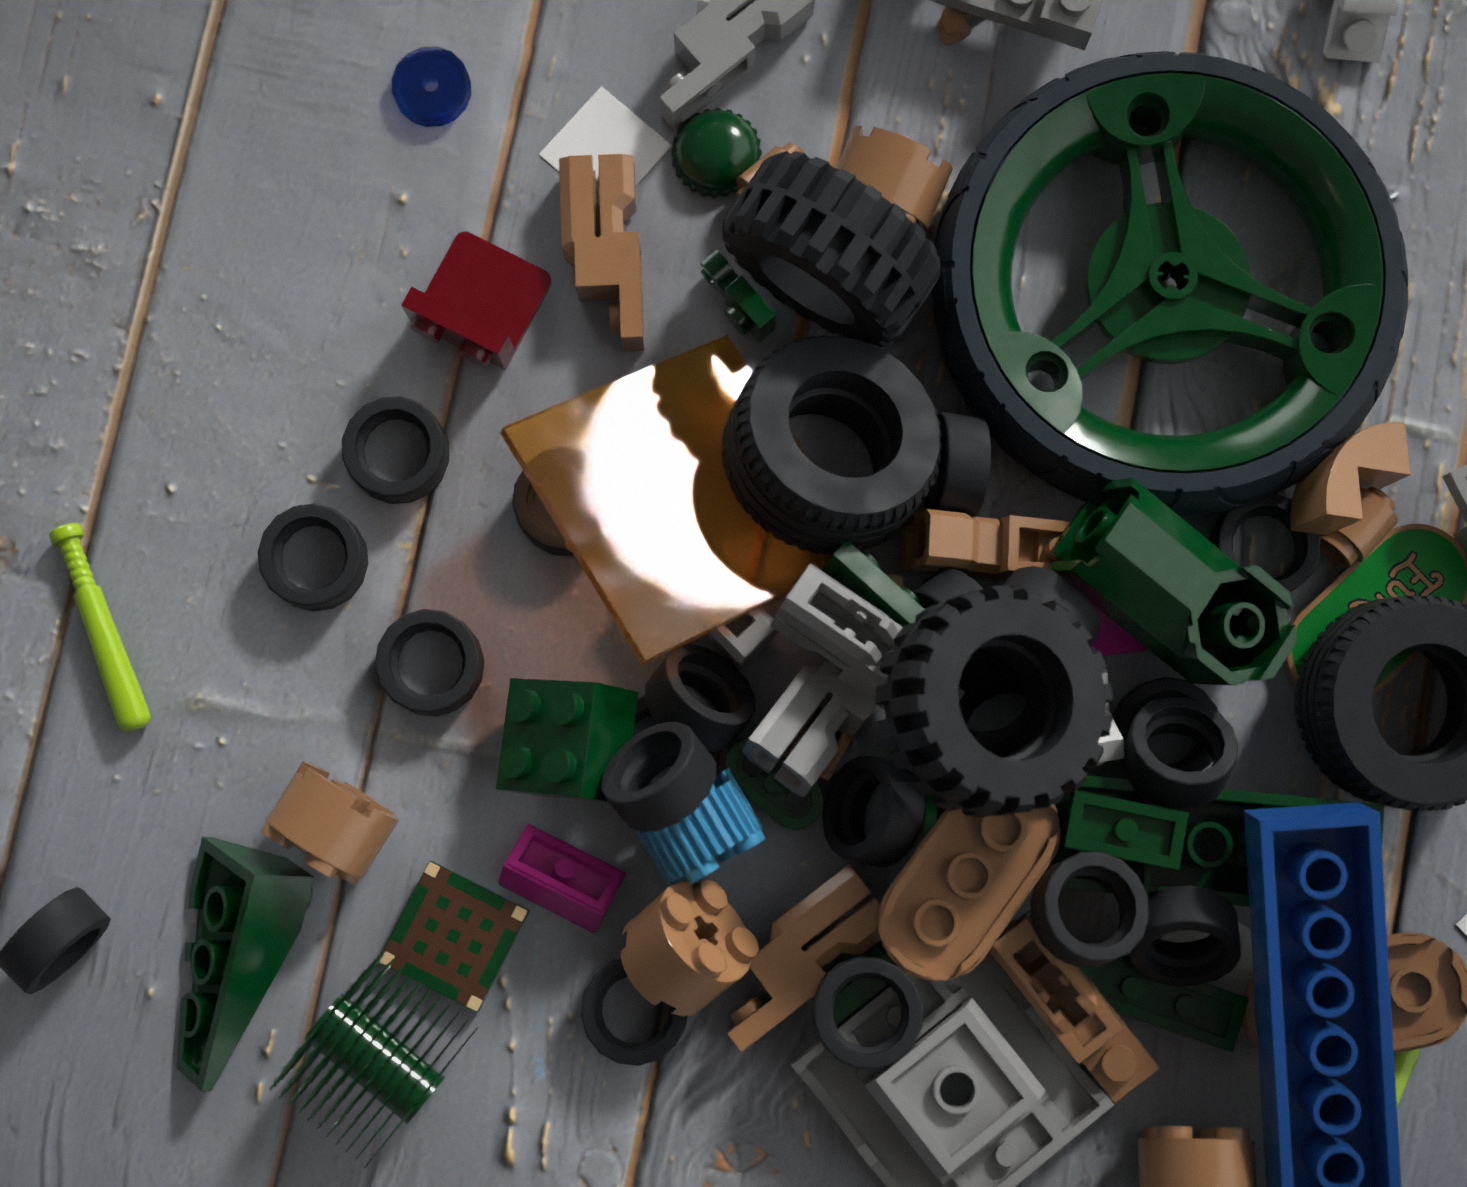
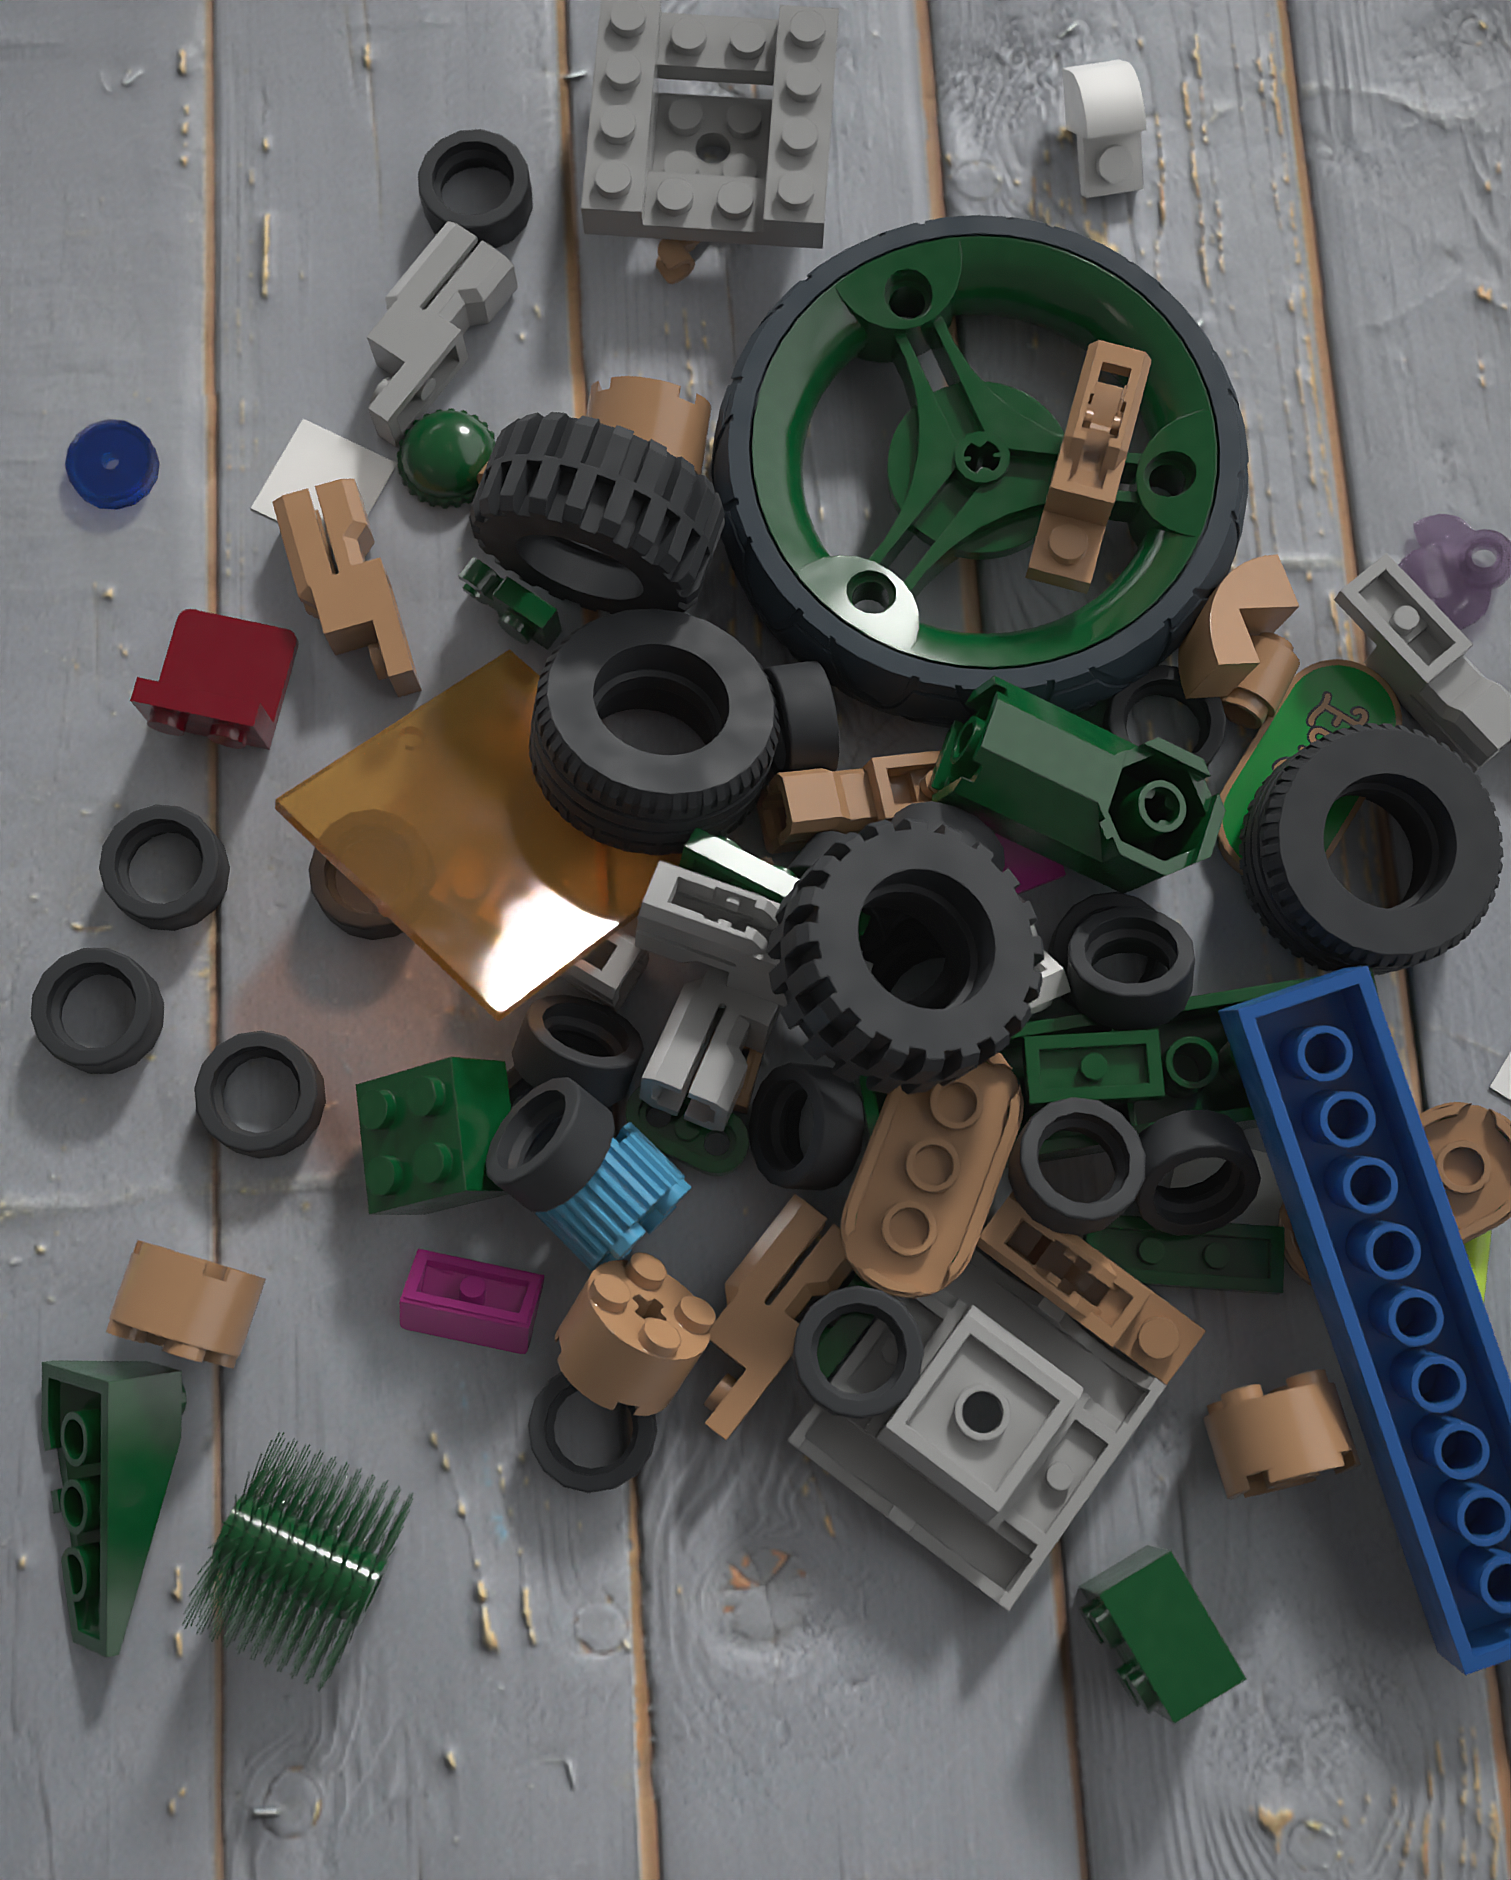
camera: 15 degrees left, 5 degrees down
(454, 936) = (364, 1399): tile -> none
(1262, 313) = (1088, 468): none -> medium nougat plate

